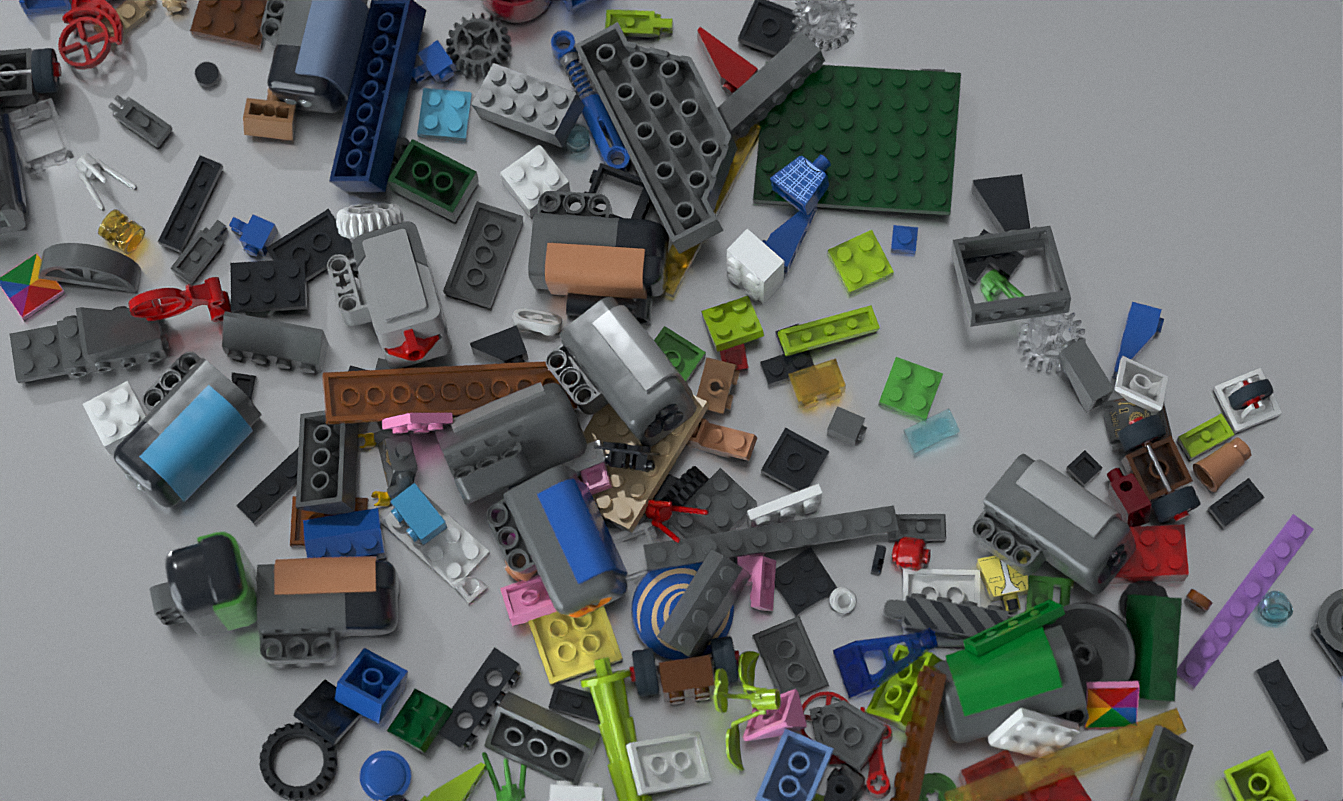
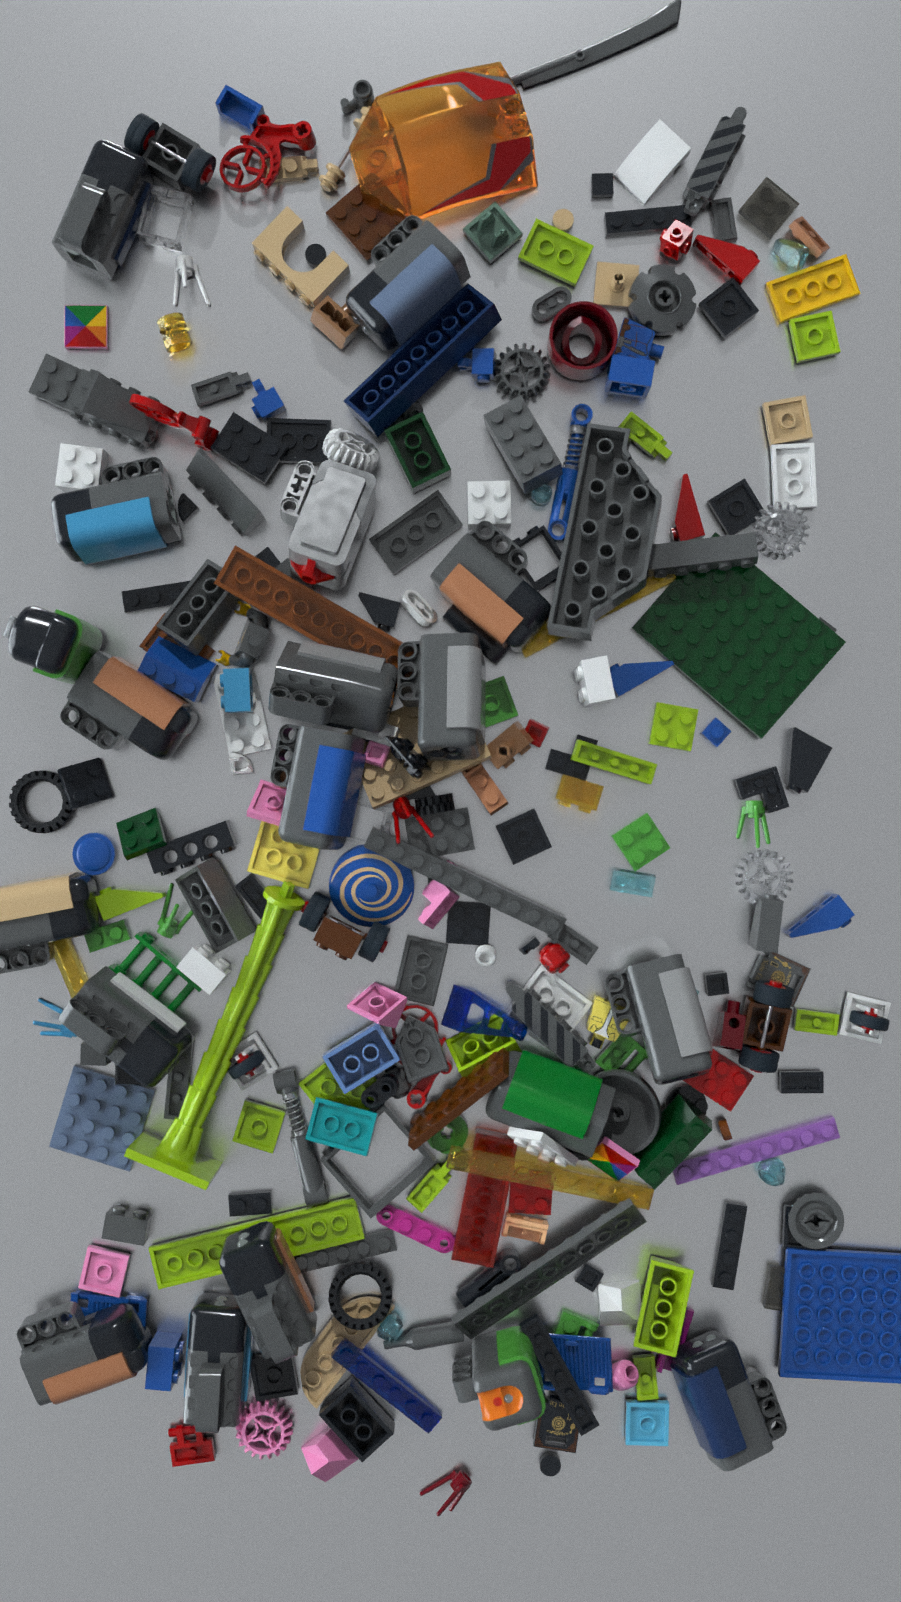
camera: 25 degrees right, 15 degrees up
(89, 266) = (134, 344): dark grey window -> none
(141, 120) = (244, 257): dark grey hinge -> none
(190, 204) = (237, 346): black plate -> none
(222, 104) = (311, 285): none -> tan arch
(371, 685) = (123, 787): blue brick -> none
(417, 422) = (276, 627): bright pink plate -> none
(444, 114) = (462, 407): medium azure plate -> none
(668, 763) = (286, 984): white plate -> none
(704, 605) = (383, 897): dark grey slope -> none
(732, 323) = (551, 708): lime plate -> none
(761, 698) = (376, 992): lime plant -> none
(785, 507) = (490, 867): white plate -> none
(802, 182) = (674, 643): blue torso -> none
(846, 426) = (577, 838): dark grey brick -> none
(1014, 627) = (582, 1067): green plate -> none
(1018, 307) = (754, 847): dark grey window -> none
(1141, 385) = (799, 960): white slope -> none
(1222, 464) = (809, 1050): nougat plant -> none

